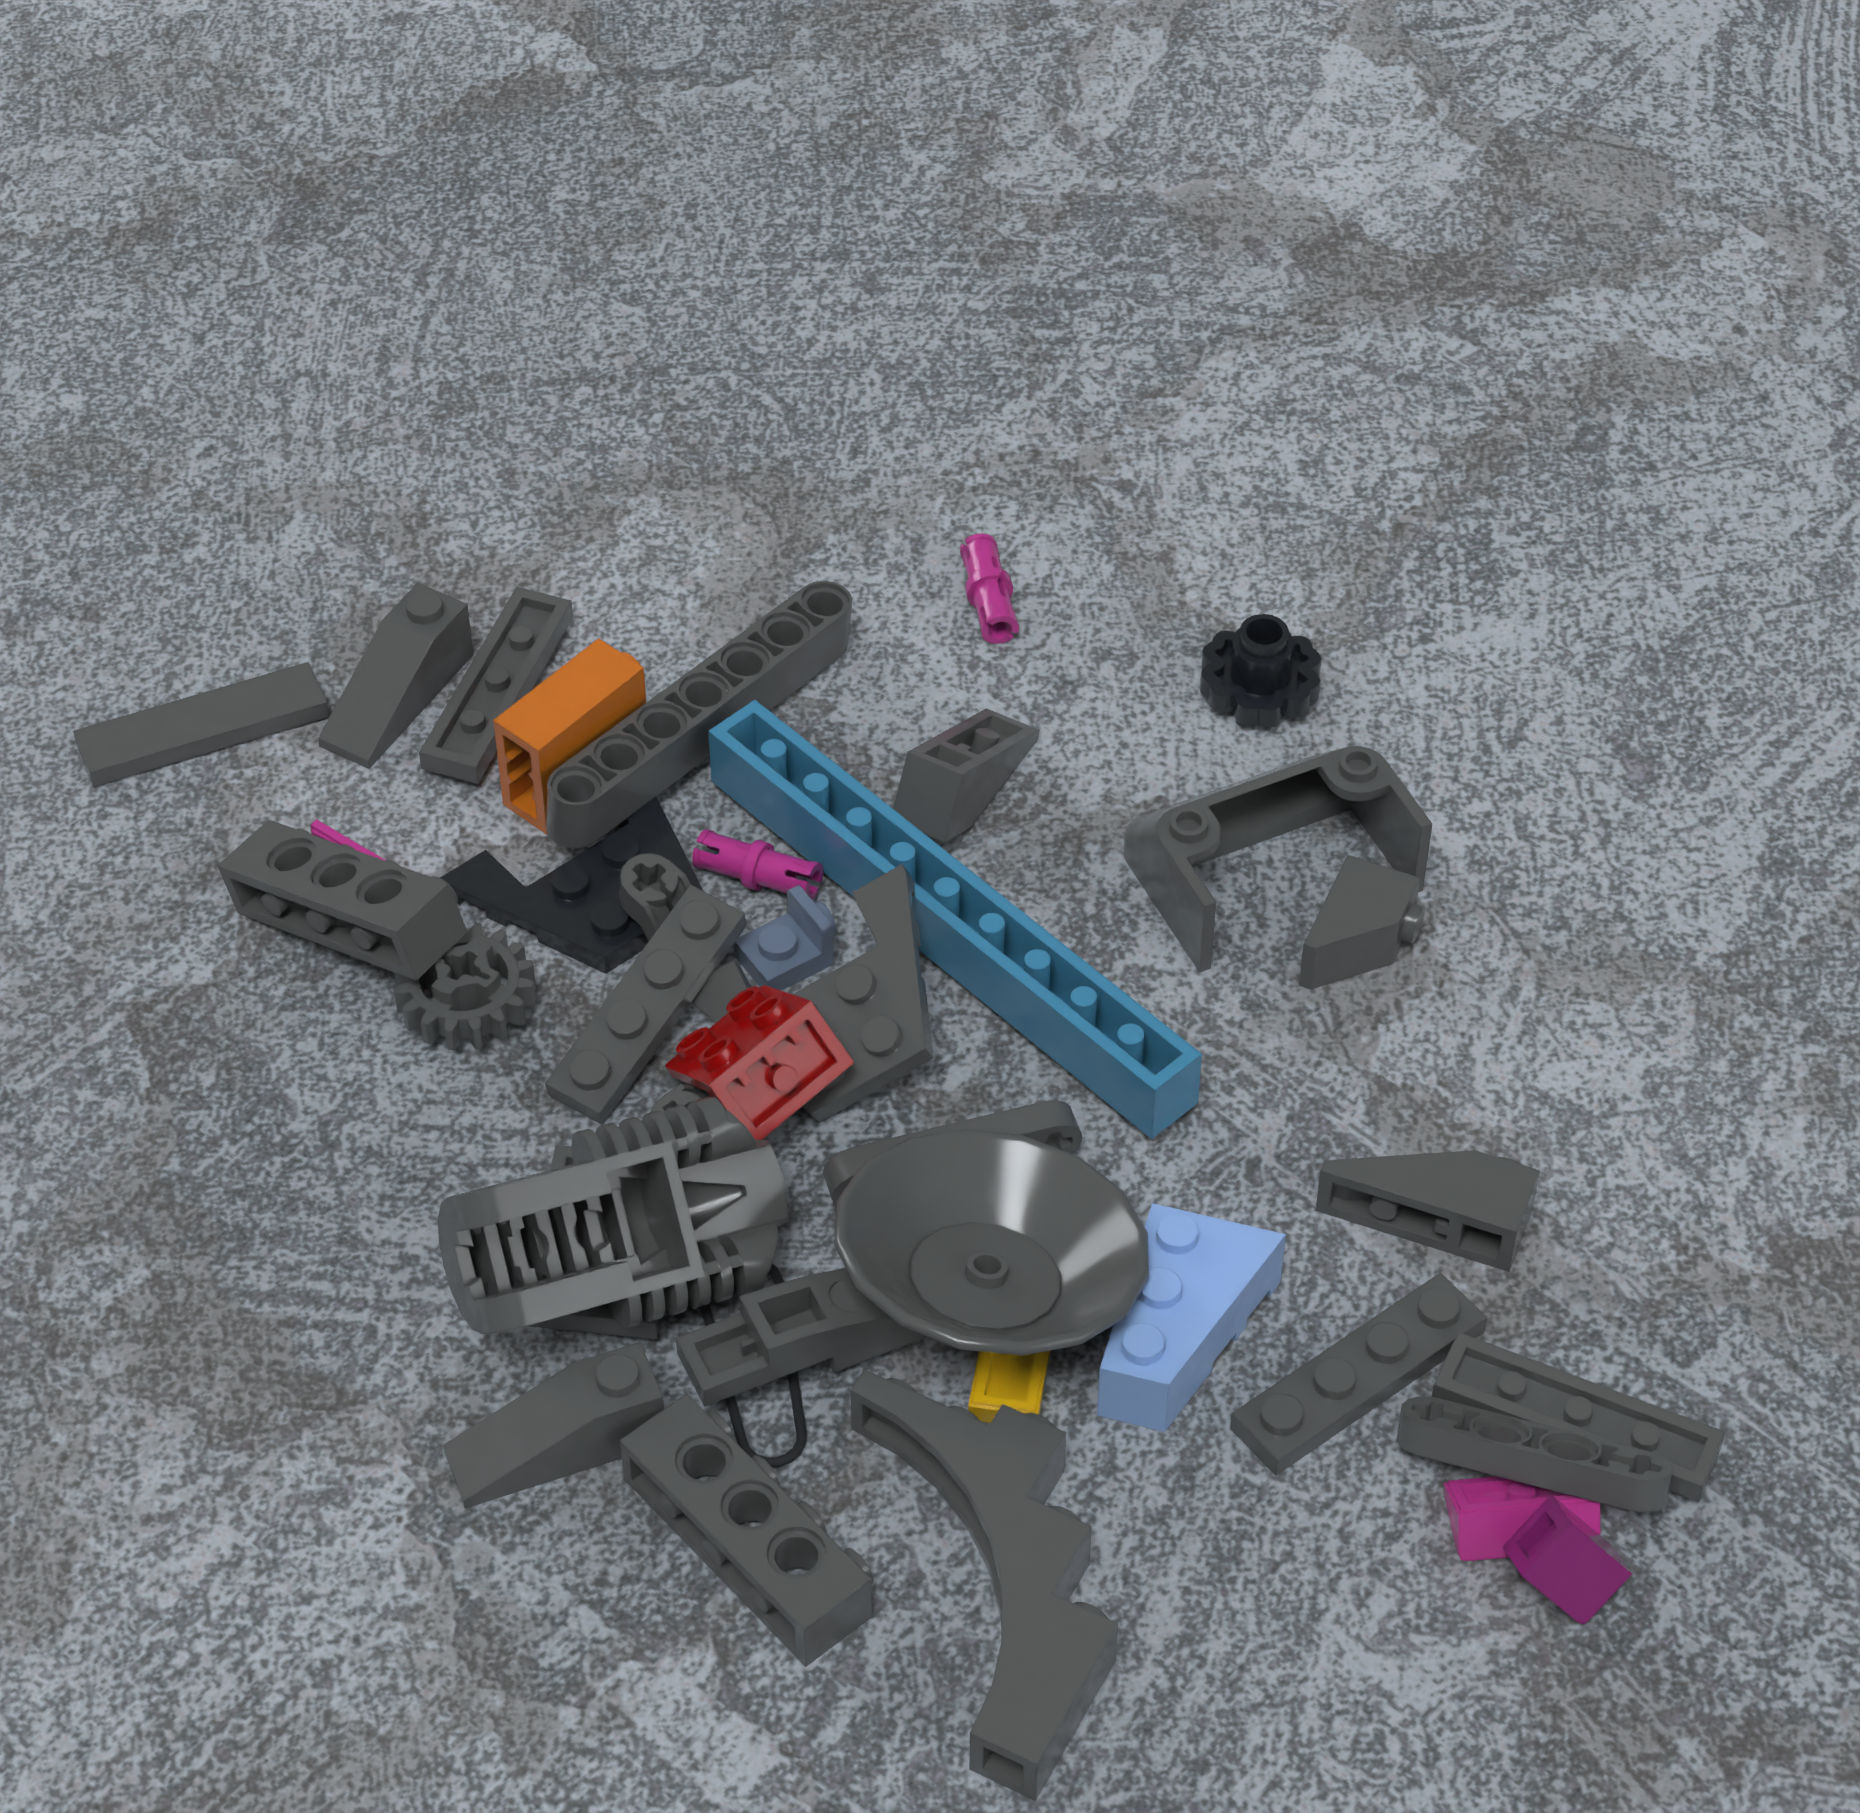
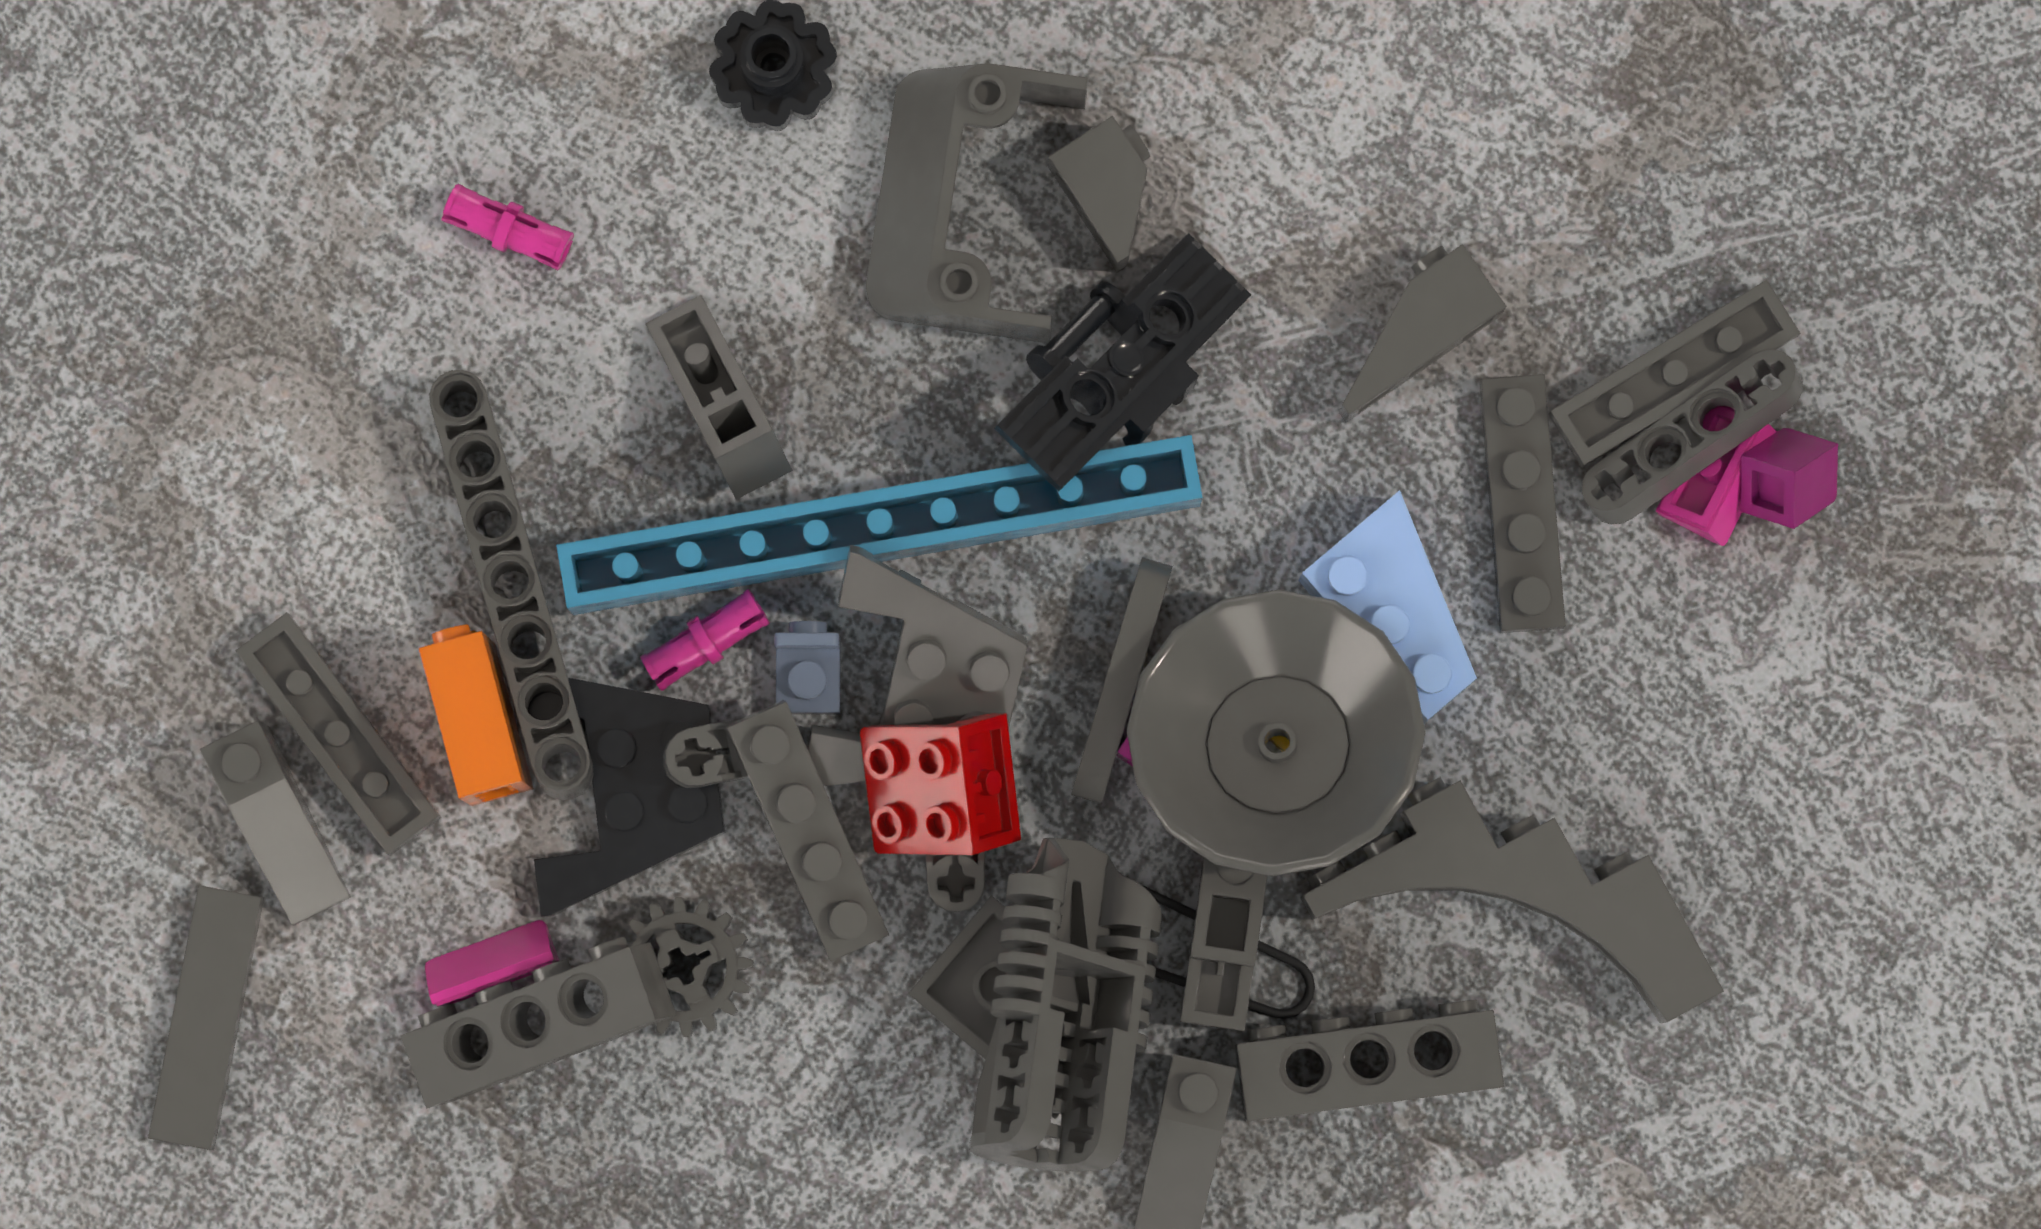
camera: 55 degrees left, 35 degrees up
(1223, 993) = (1136, 374): none -> black piece

